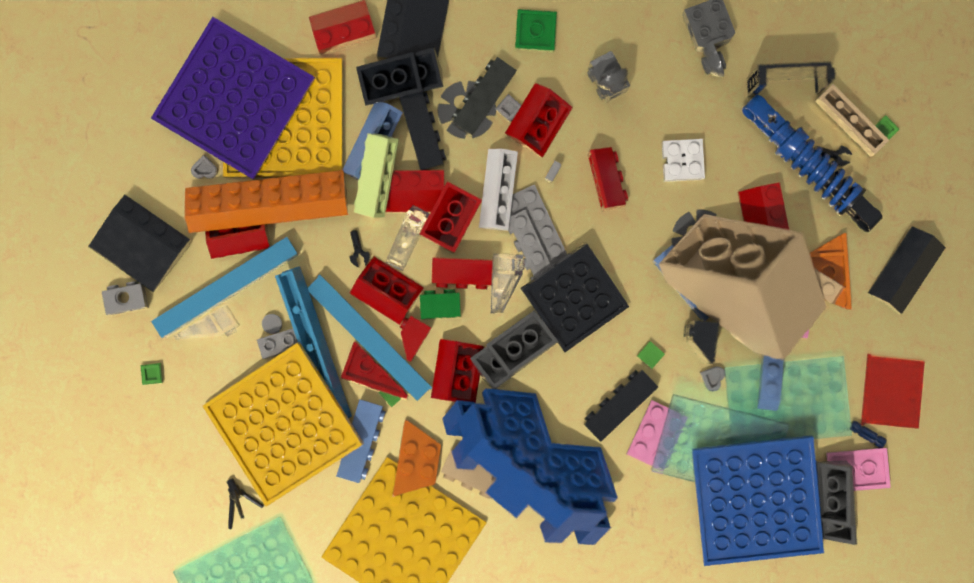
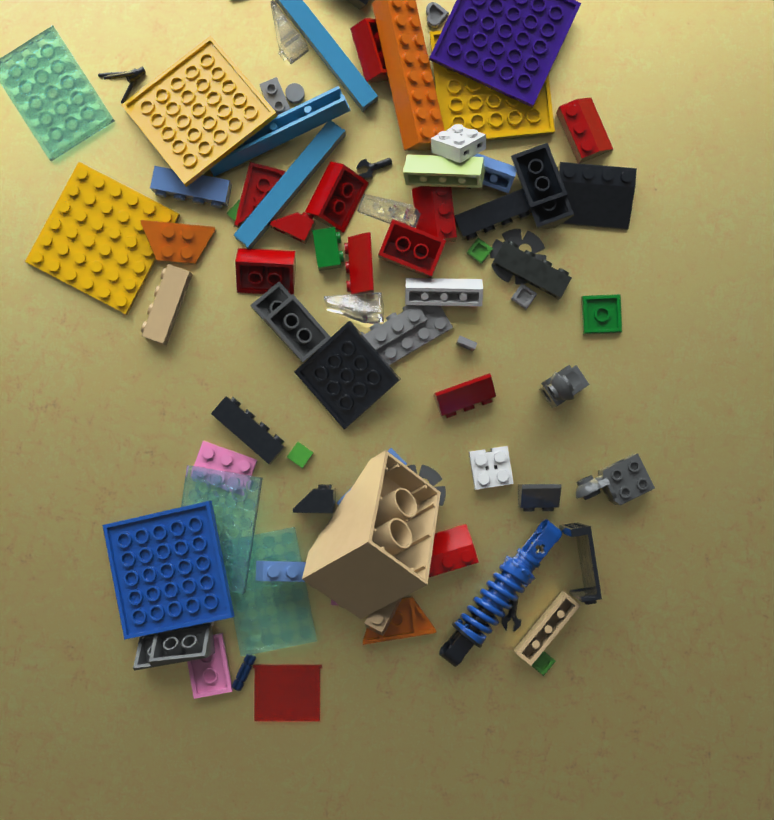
camera: 85 degrees right, 0 degrees up
(349, 157) = (458, 143): none -> white piece
(457, 148) = (479, 251): none -> bright green tile
(539, 119) = (515, 325): red slope -> none
(554, 479) = (167, 368): blue brick -> none
(712, 378) = (284, 516): light grey tile -> none
(717, 114) = (538, 496): none -> dark grey slope
(907, 269) = (407, 695): black slope -> none

